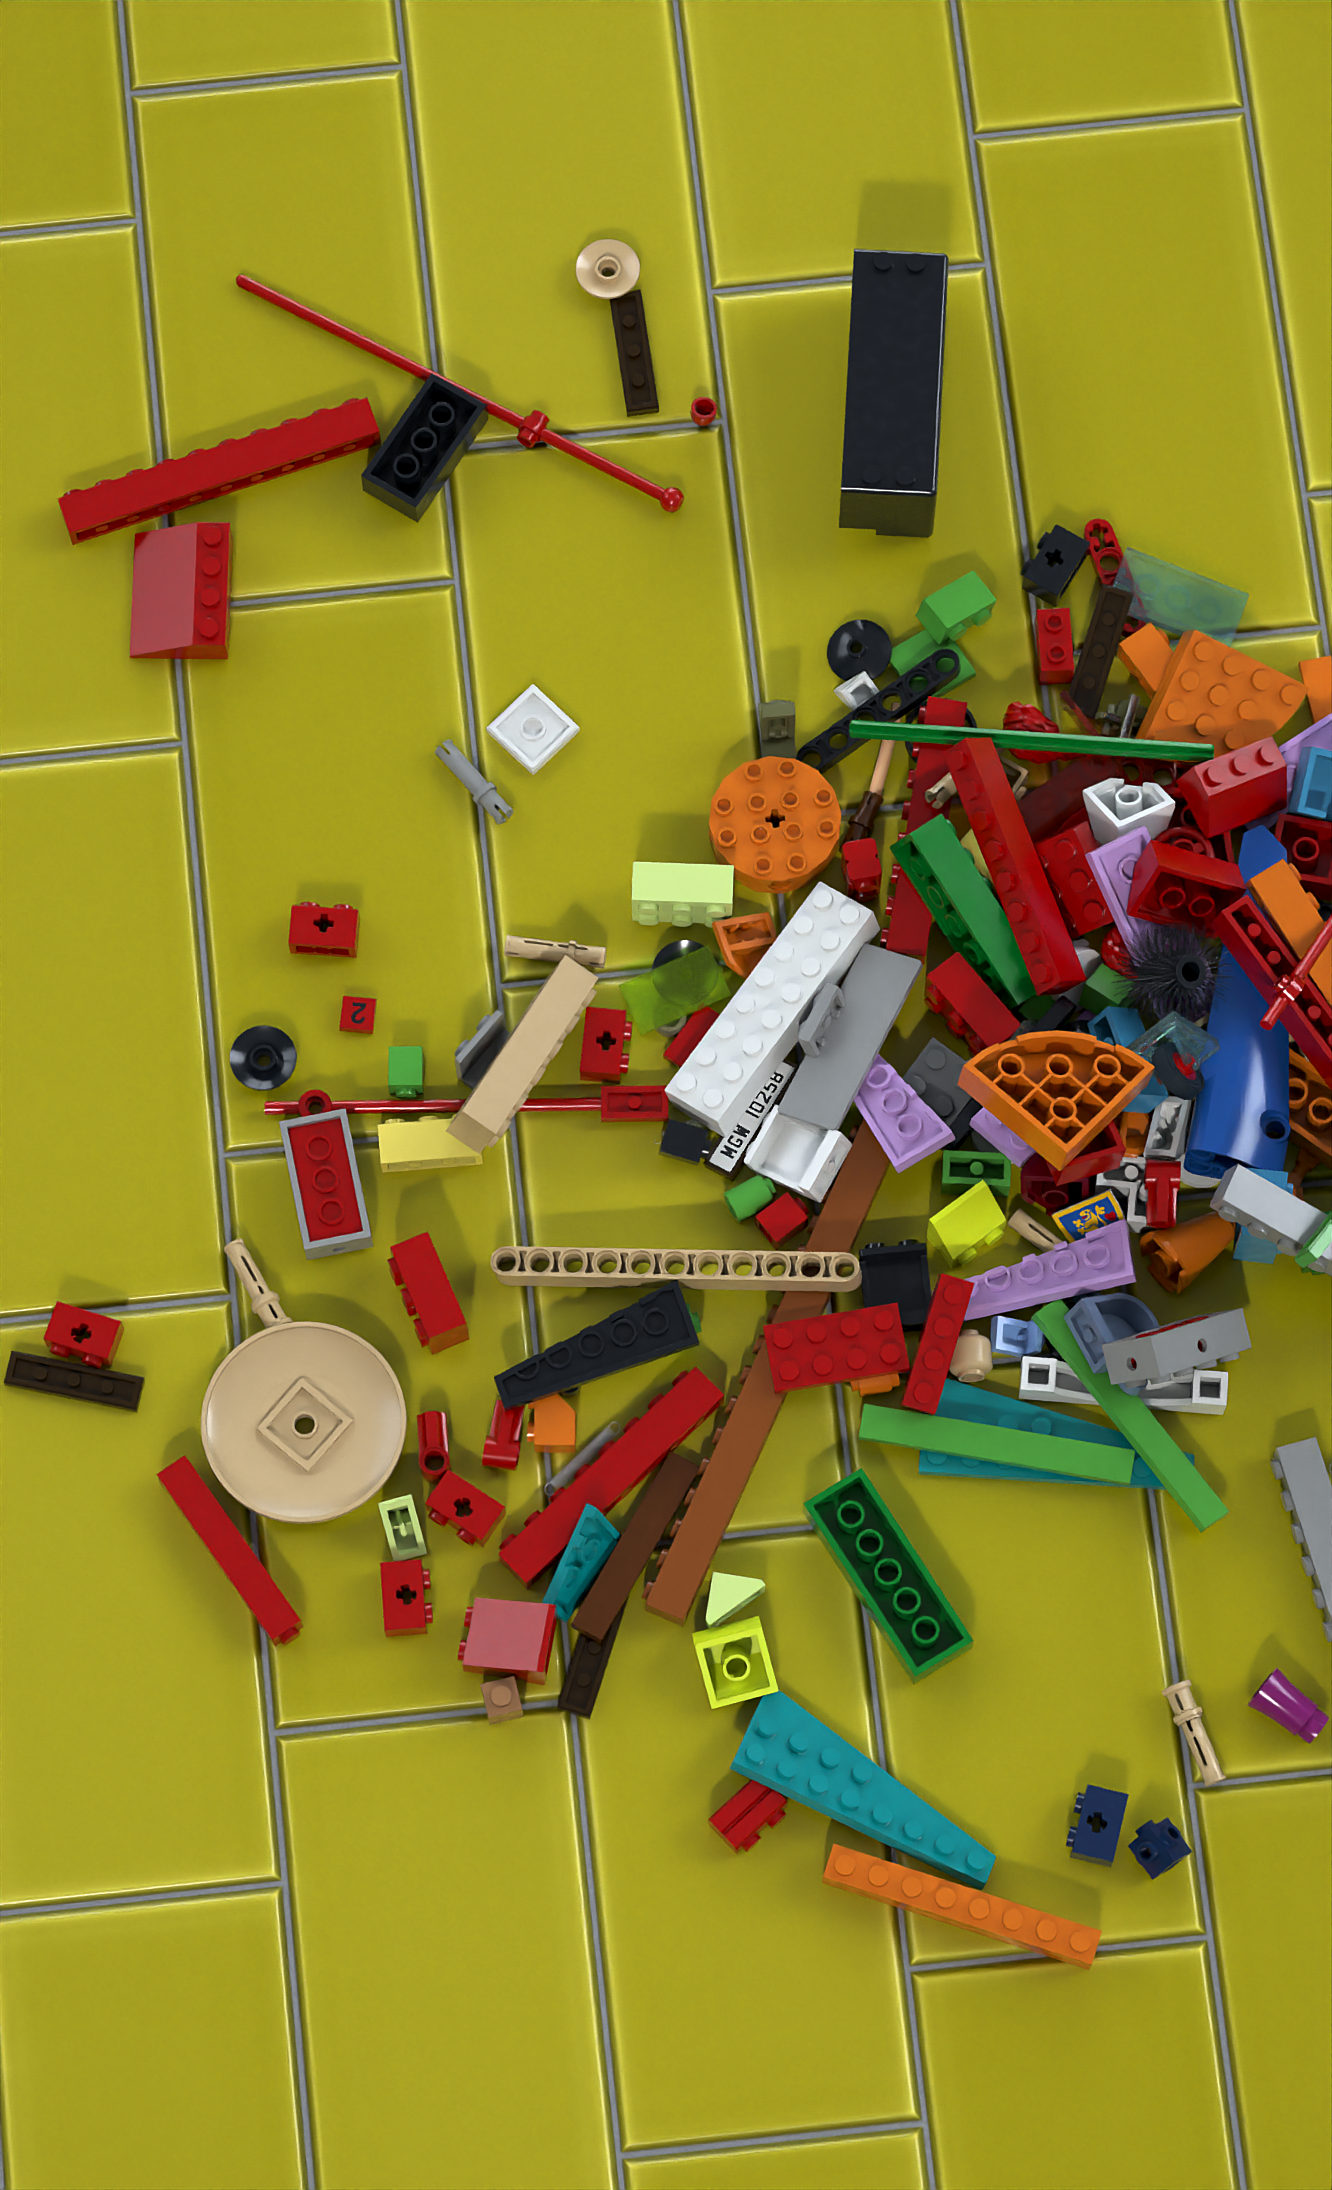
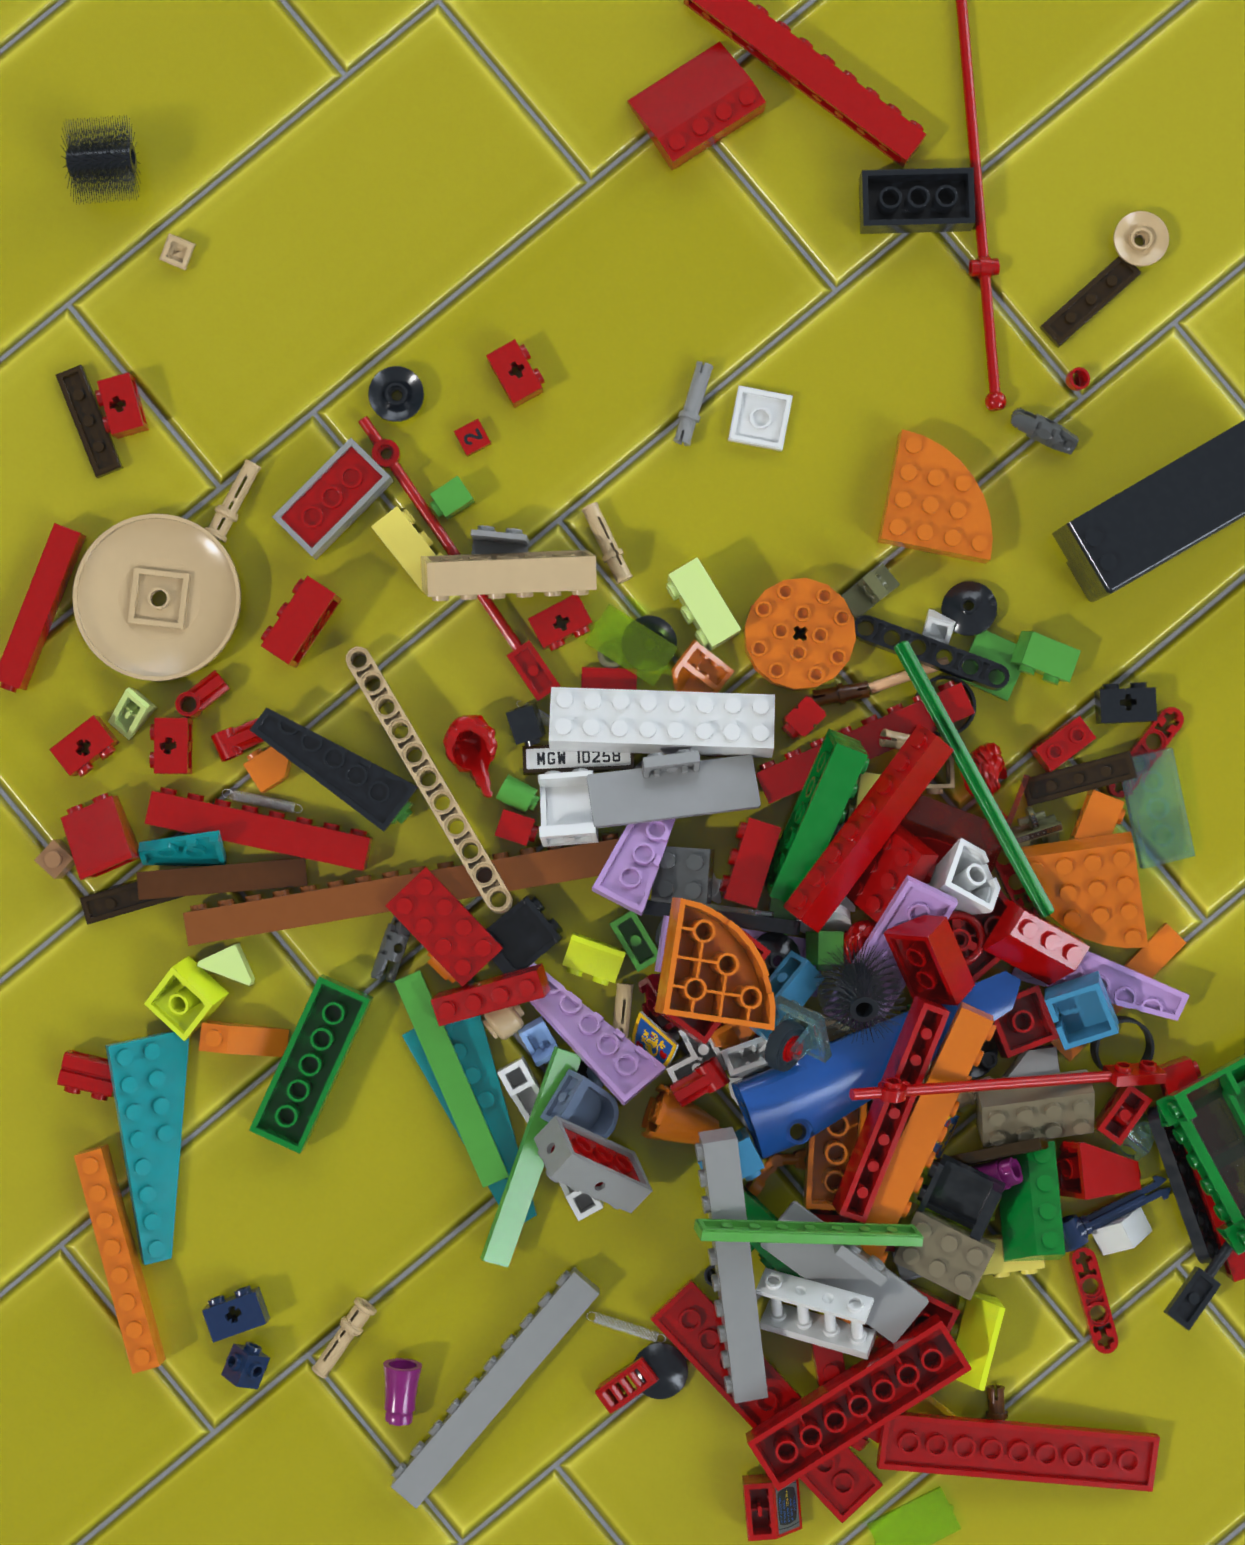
camera: 55 degrees right, 15 degrees up
(672, 1209) = (472, 748): none -> red hair
(732, 472) = (1044, 431): none -> dark grey hinge
(732, 616) = (934, 503): none -> orange brick
(815, 1633) = (243, 1039): none -> orange slope
(823, 1423) = (391, 949): none -> dark grey hinge

